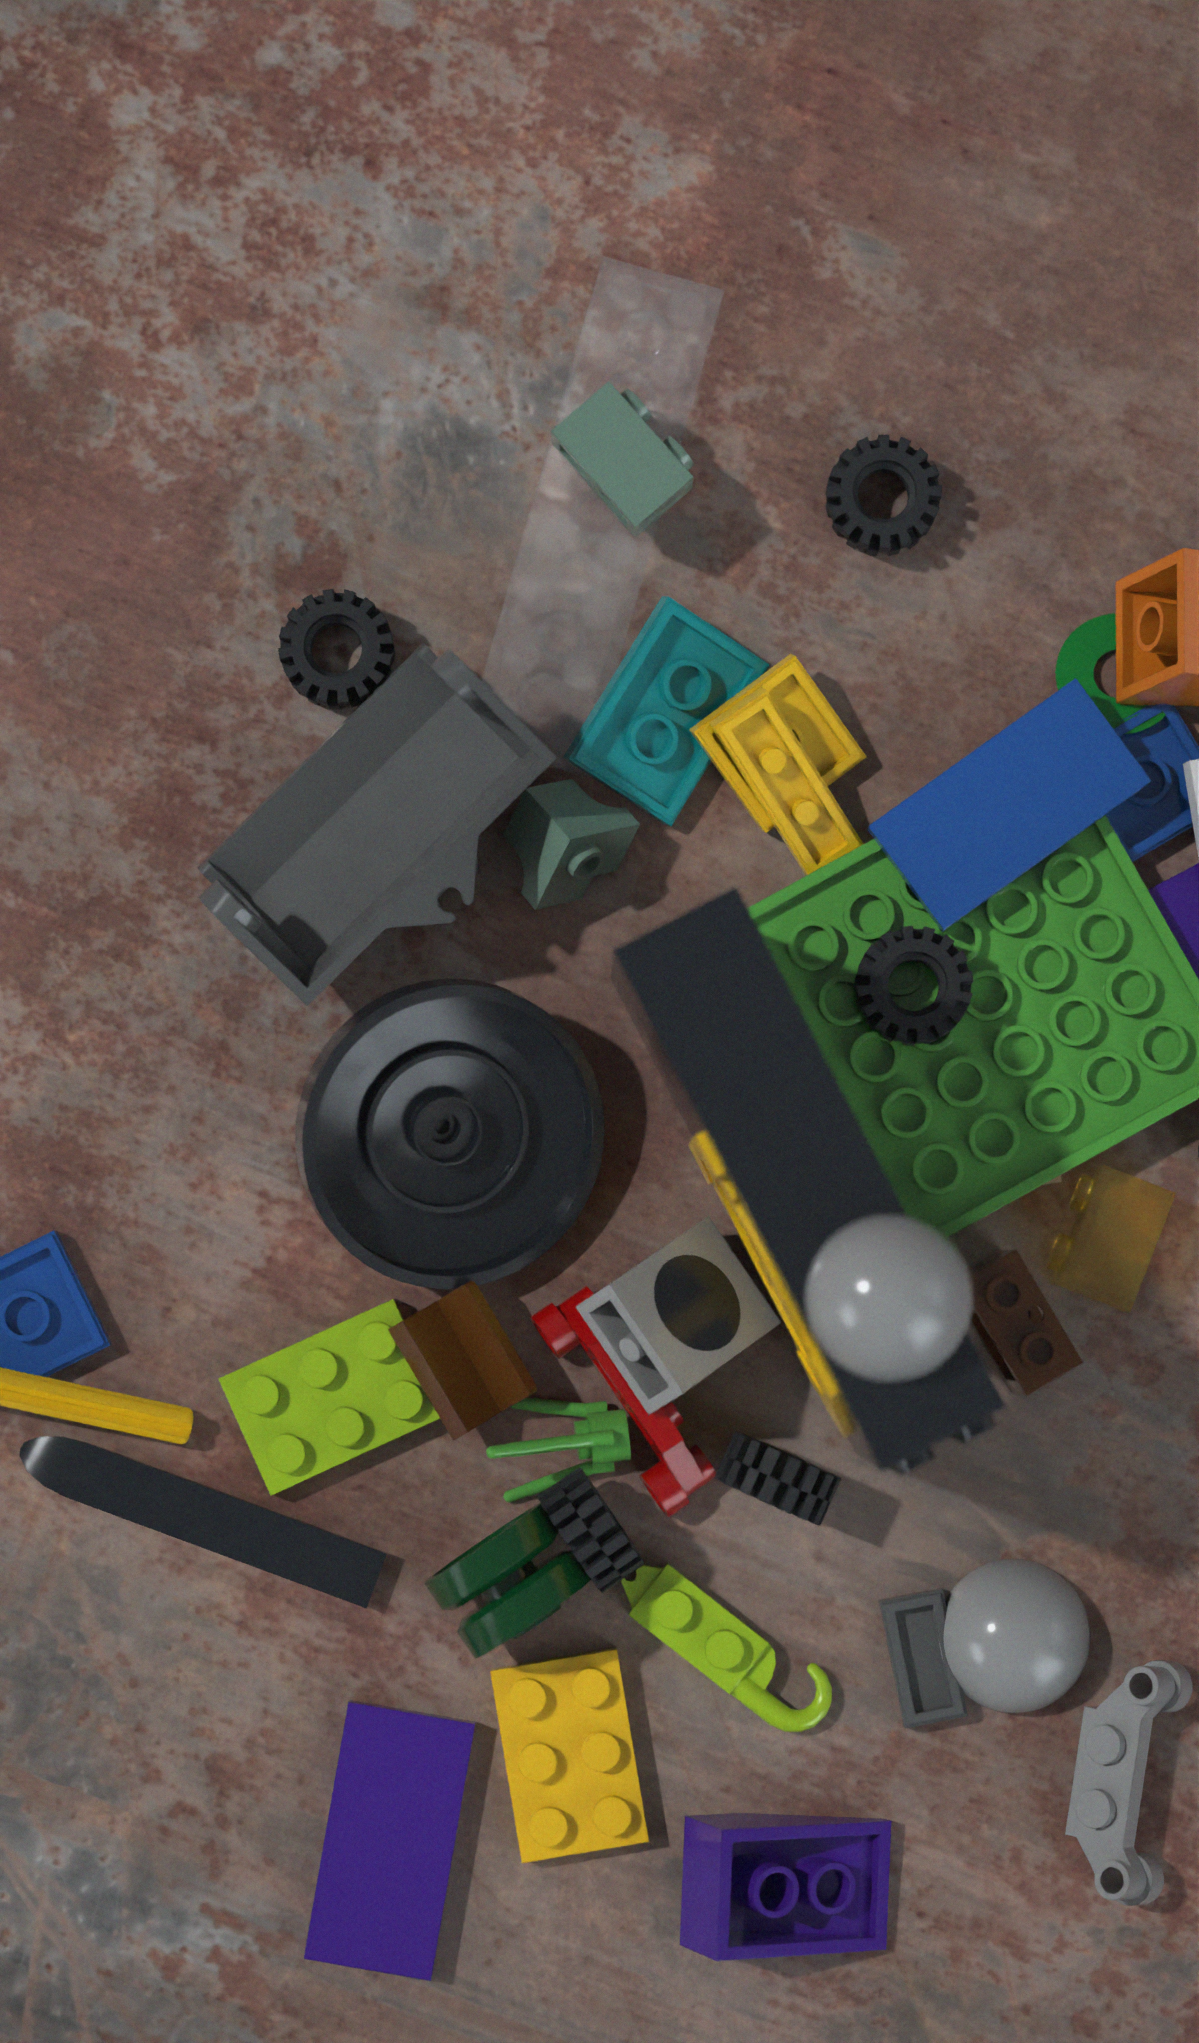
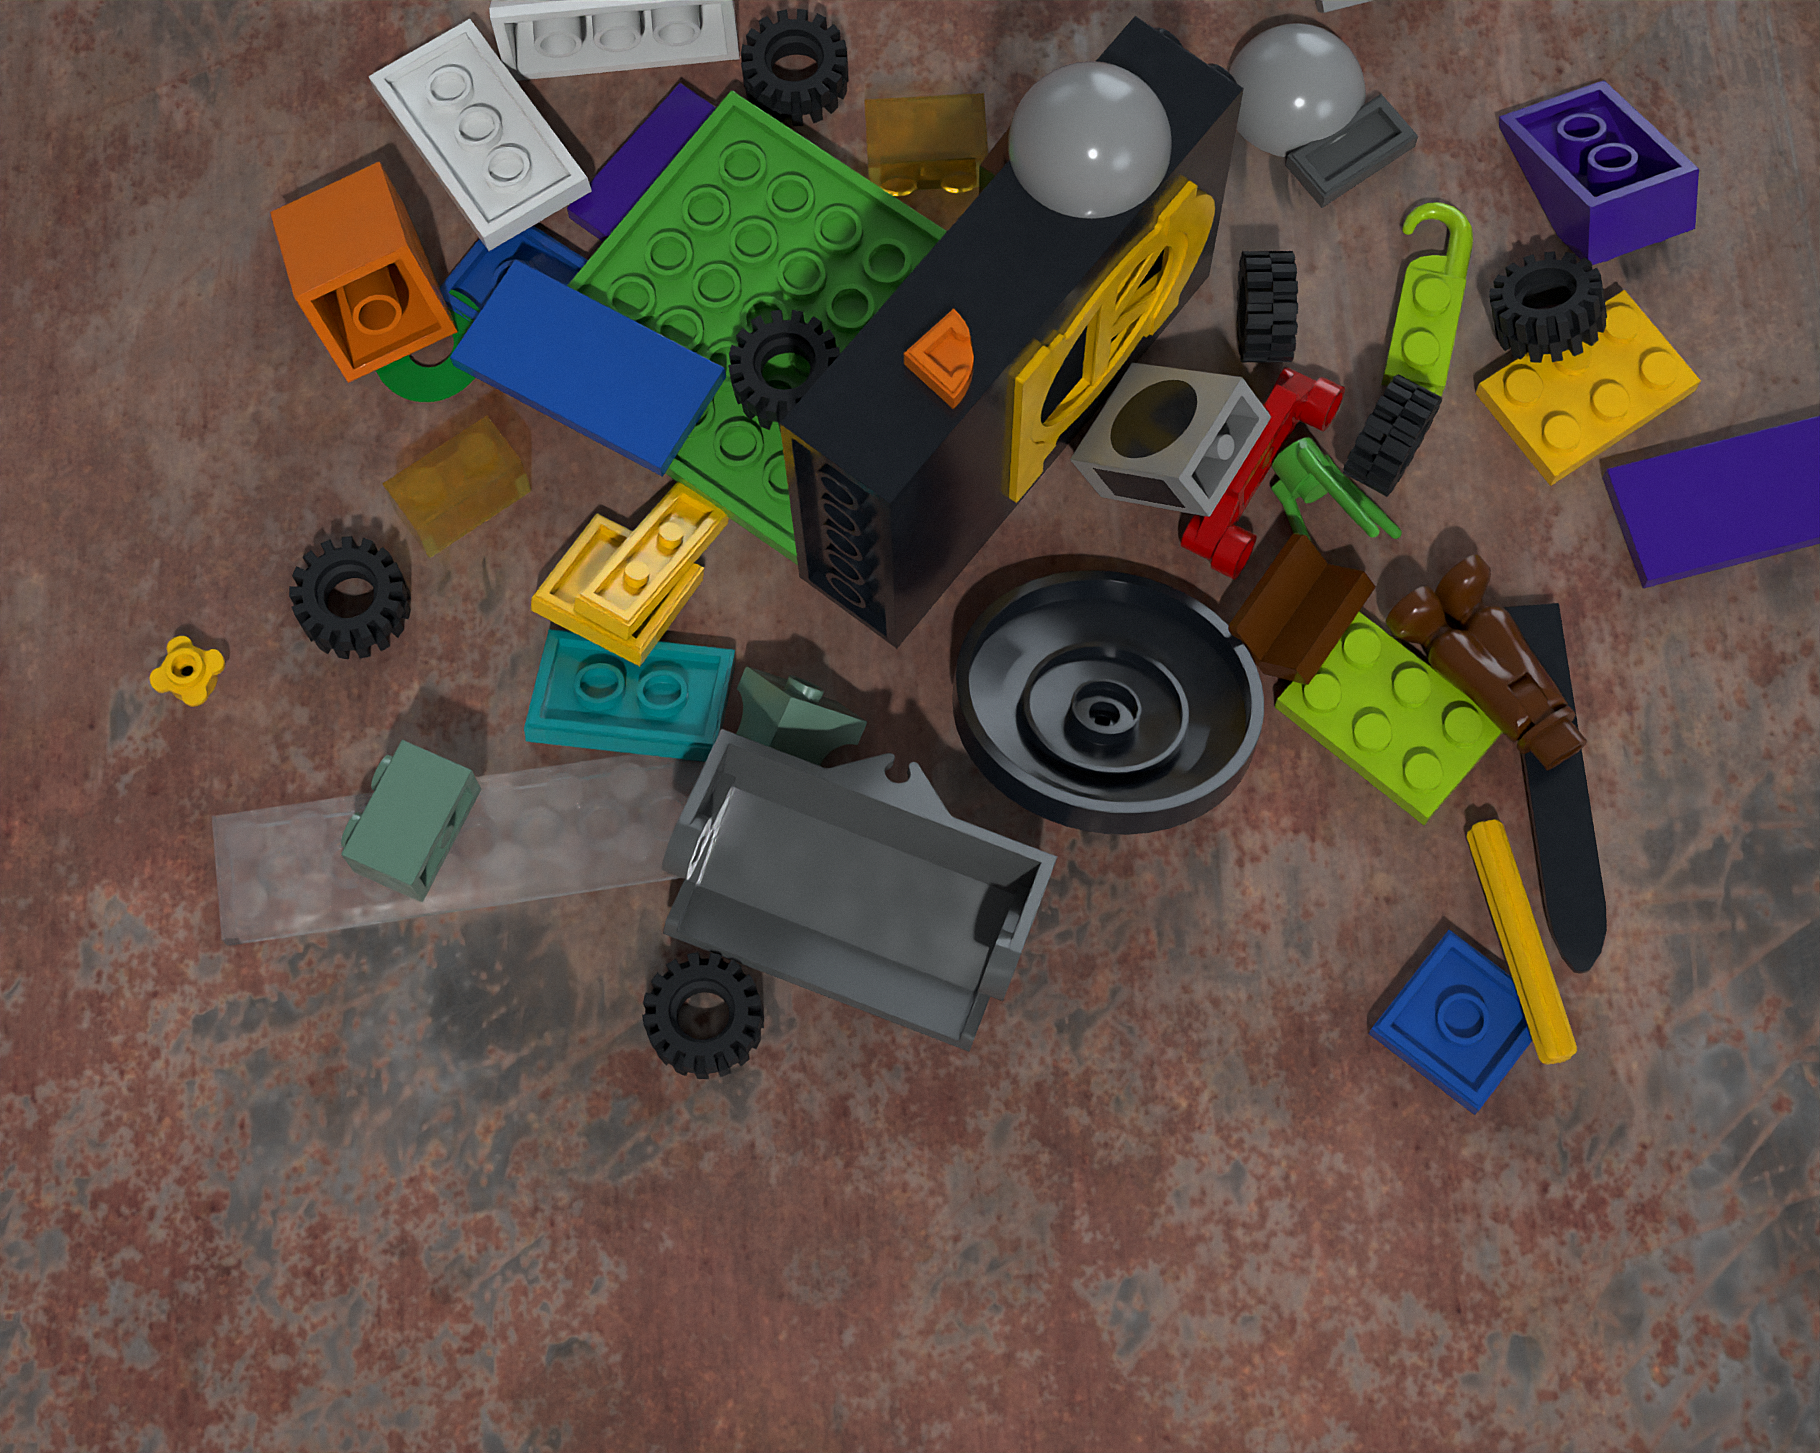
camera: 110 degrees left, 15 degrees down
(329, 1507) = (1488, 661): none -> reddish brown piece
(513, 1588) = (1474, 478): dark green wheel -> none
(688, 1758) = (1551, 330): none -> black tyre
(726, 1061) = (944, 358): none -> orange tile
(875, 338) = (200, 683): none -> yellow plate
(946, 635) = (457, 486): none -> clear yellow brick

